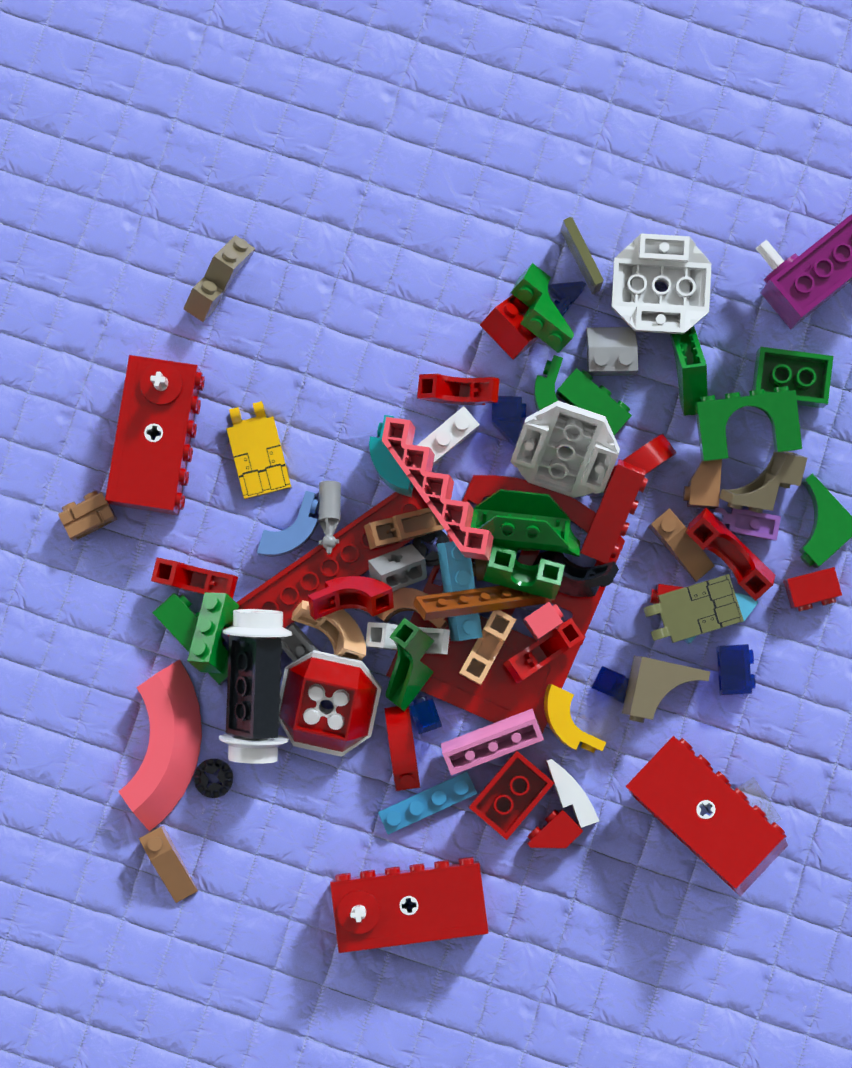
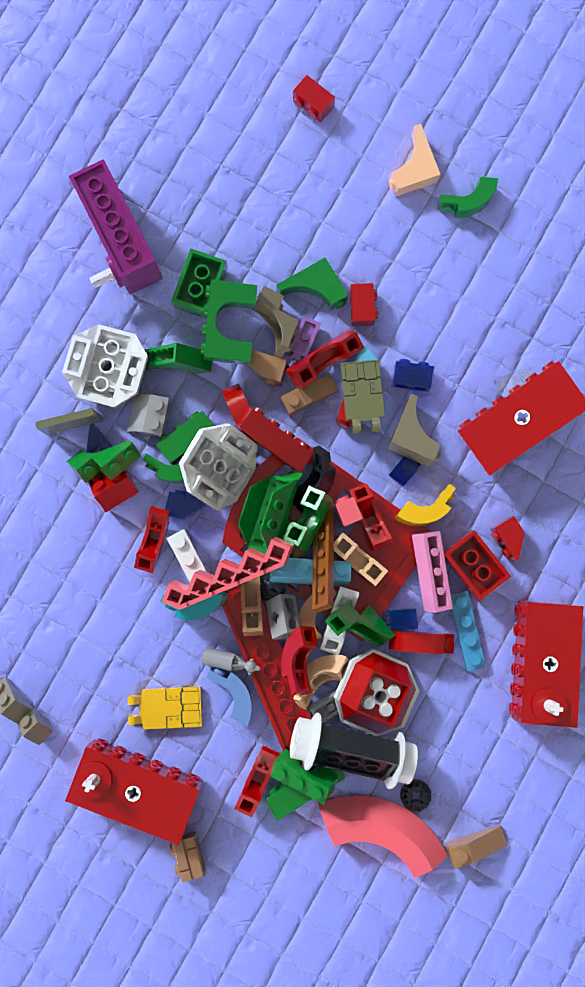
camera: 80 degrees left, 0 degrees up
(572, 794) = (483, 518): white slope -> none

